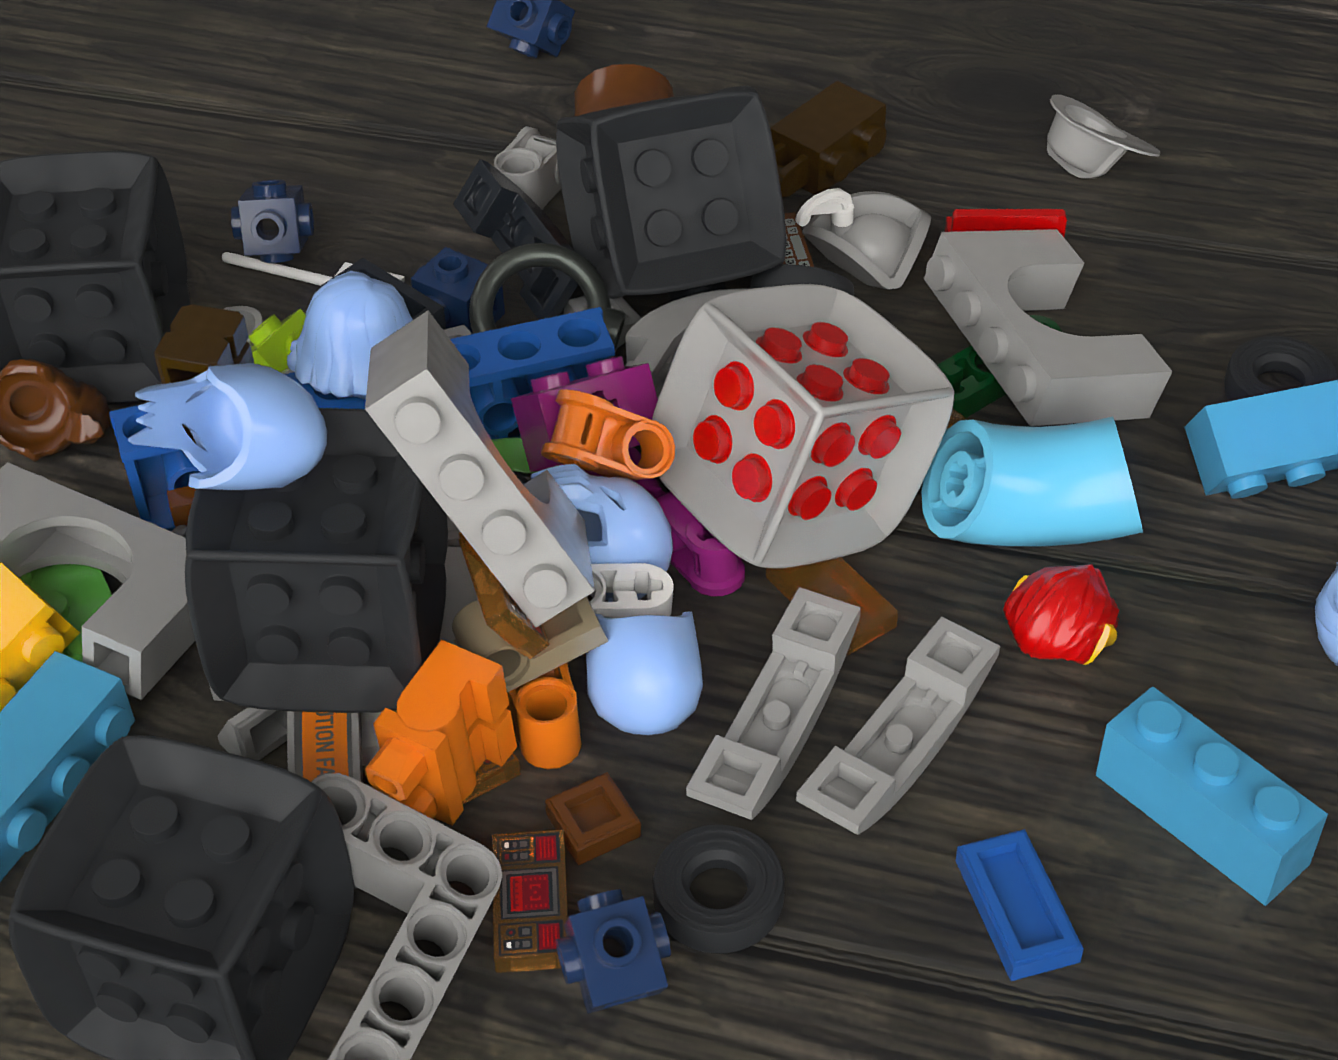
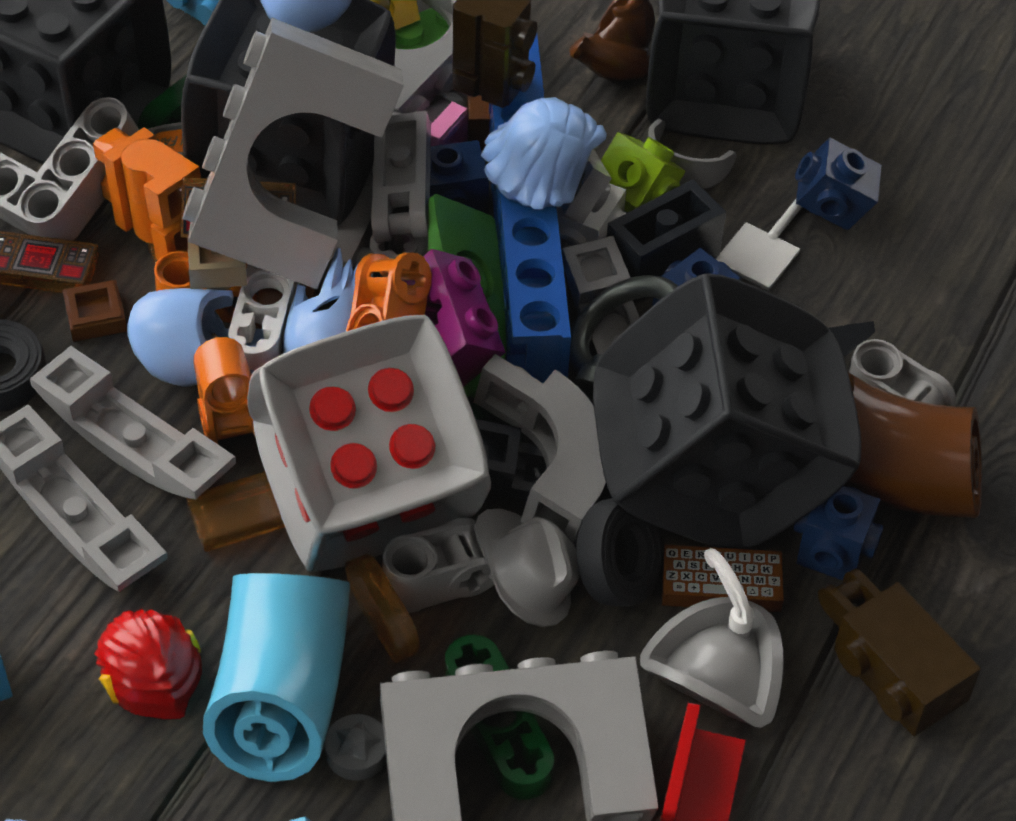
camera: 100 degrees right, 5 degrees up
(727, 608) = (223, 389): none -> orange piece

